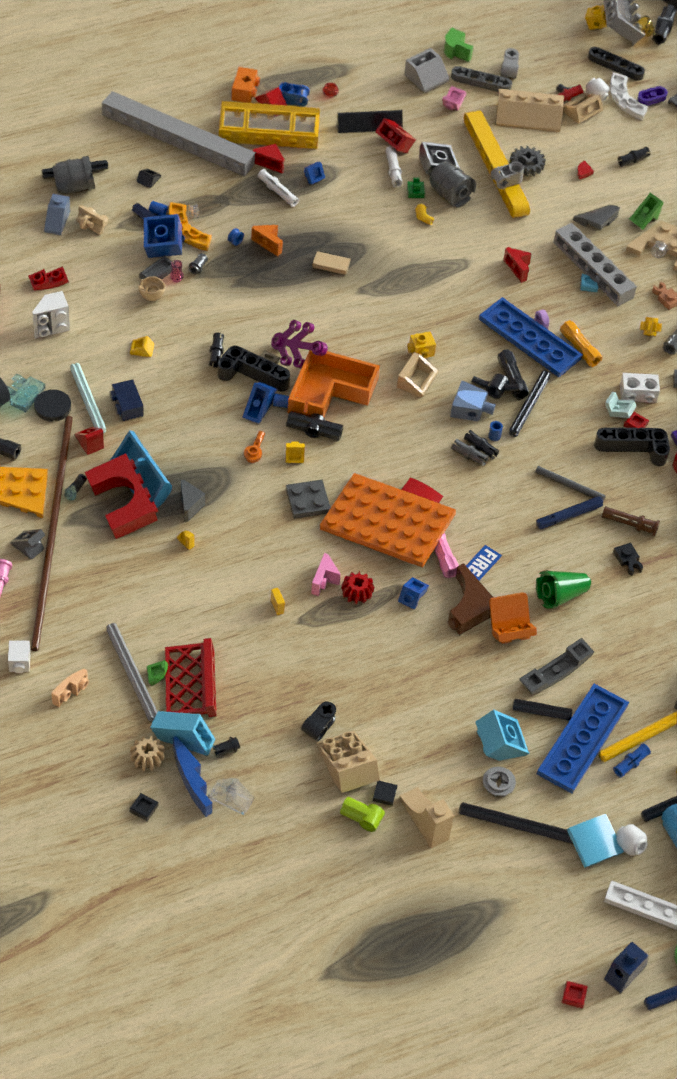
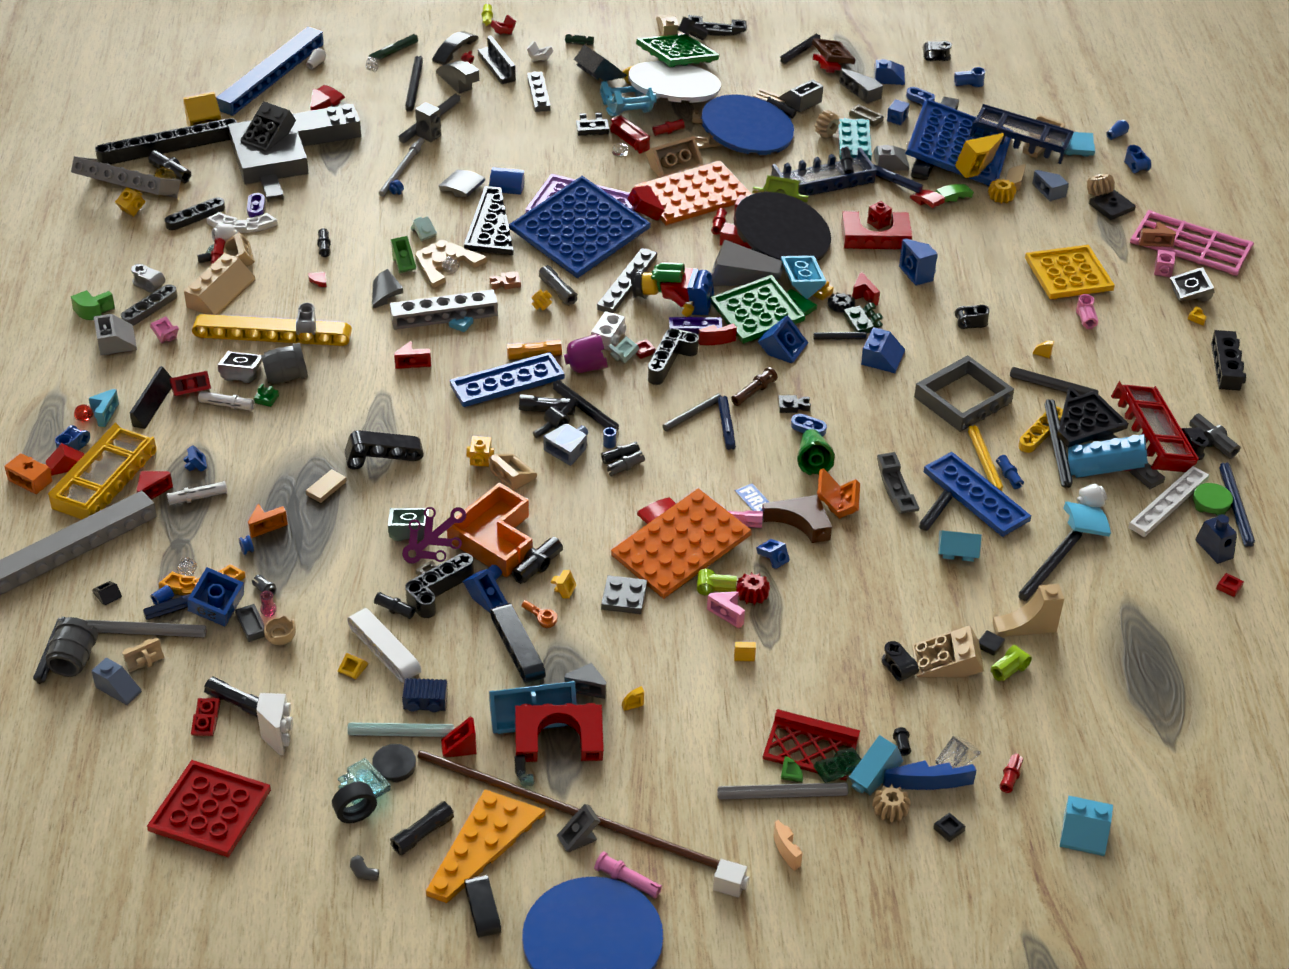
camera: 65 degrees left, 10 degrees down
(74, 285) = (220, 689): none -> black axle
(121, 212) = (146, 628): none -> light grey axle
(169, 357) = (384, 645): none -> white beam
(170, 701) = (837, 766): none -> clear green slope
(184, 914) = (1086, 825): none -> medium azure slope
(212, 441) = (517, 643): none -> beam
(226, 841) = (1011, 773): none -> red axle
(322, 329) = (399, 521): none -> sand green slope
(343, 99) = (104, 406): none -> medium azure slope
(351, 556) = (709, 582): none -> lime piece
(391, 282) = (381, 445): none -> black beam
(421, 214) = (304, 402): yellow arm -> none
(507, 779) = (1002, 556): light grey gear -> none
(532, 160) = (283, 307): dark grey gear -> none
(542, 318) = (490, 361): lavender tile -> none
(591, 380) = (586, 354): none -> magenta cylinder
(601, 578) = (803, 422): none -> blue plate

